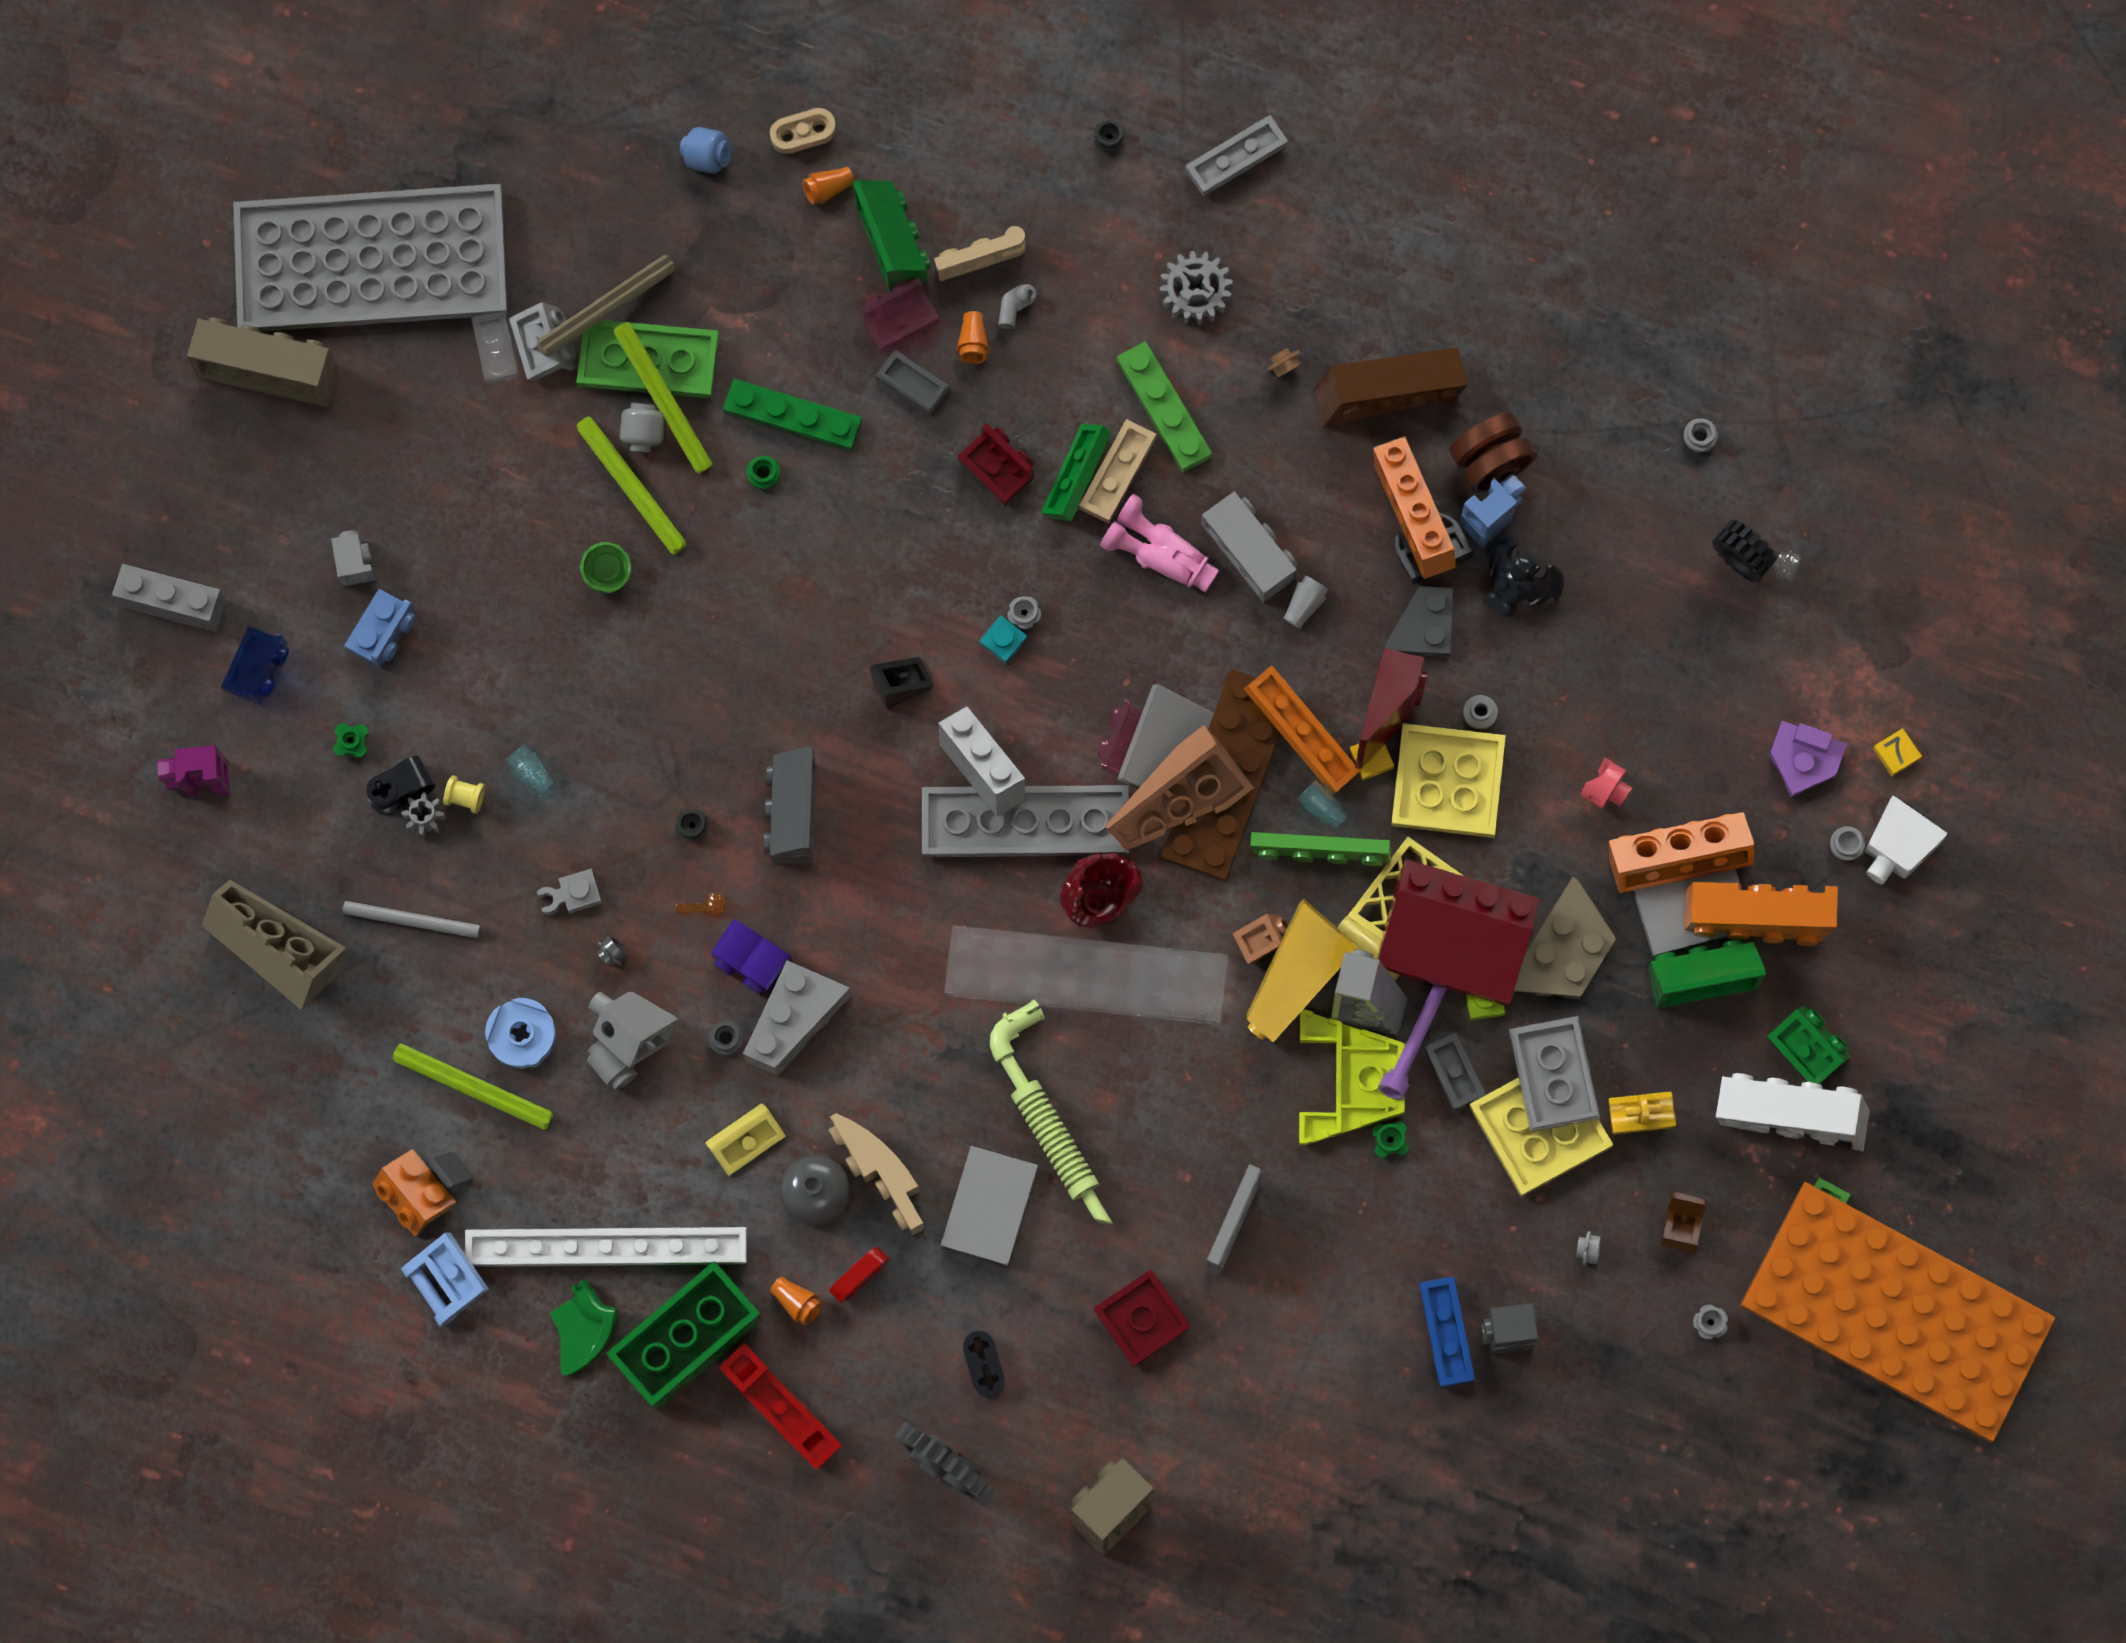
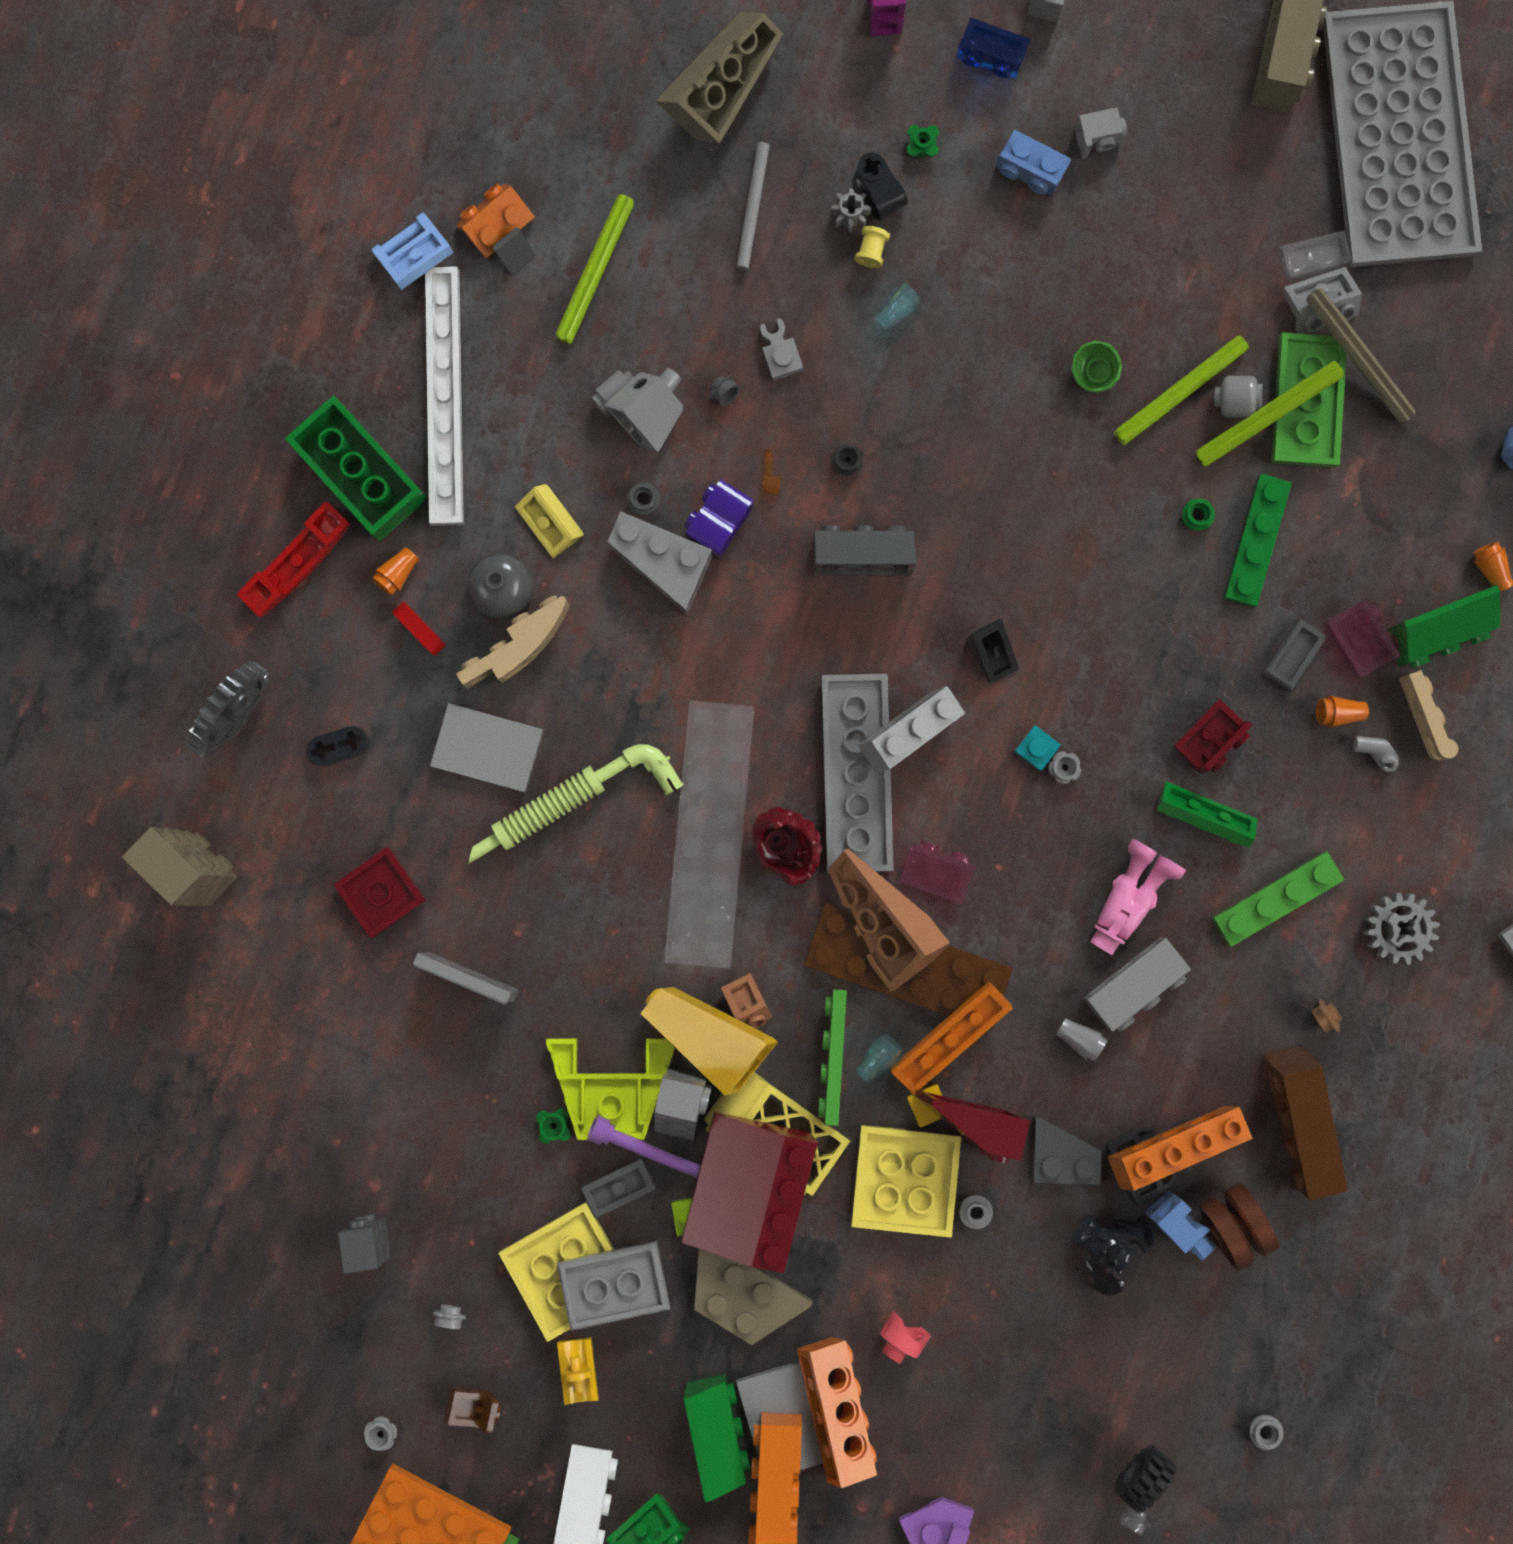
camera: 90 degrees right, 10 degrees up
(511, 1016) = (636, 293): light blue plate -> none
(583, 1328) = (371, 379): green arm -> none
(1117, 471) = (1209, 855): tan plate -> none
(1162, 726) = (949, 903): light grey tile -> none
(1446, 1332) = (368, 1180): blue plate -> none

